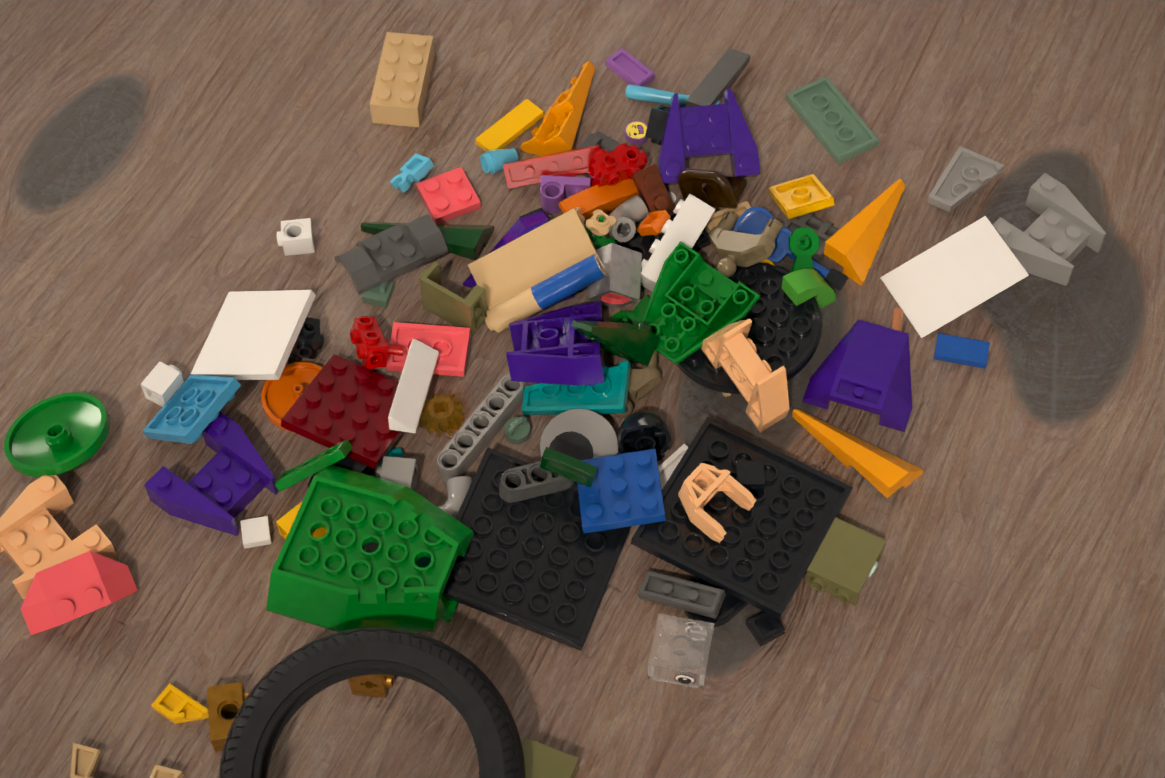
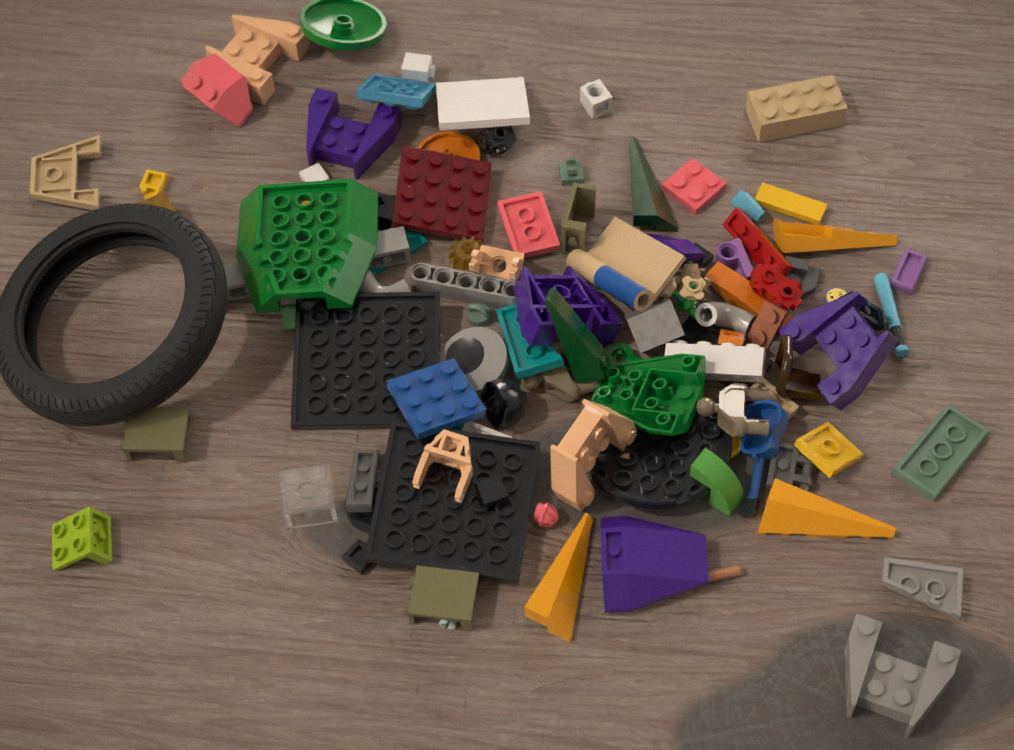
camera: 70 degrees right, 0 degrees up
(313, 465) = (376, 184): green tile -> none
(371, 344) = (509, 181): red brick -> none
(392, 252) = (601, 161): dark grey piece -> none
(413, 170) = (704, 151): medium azure plate -> none
(413, 387) = (476, 220): white slope -> none
(484, 374) = (486, 259): none -> light nougat piece
(527, 486) = (418, 324): dark grey beam -> none
(568, 467) = (427, 344): dark green tile -> none
(719, 79) = (932, 341): dark grey tile -> none
(783, 443) = (545, 515): none -> coral plate
(803, 244) = (762, 461): green piece -> none
(954, 276) = (797, 604): white sticker -> none
(961, 350) = (719, 638): blue tile -> none

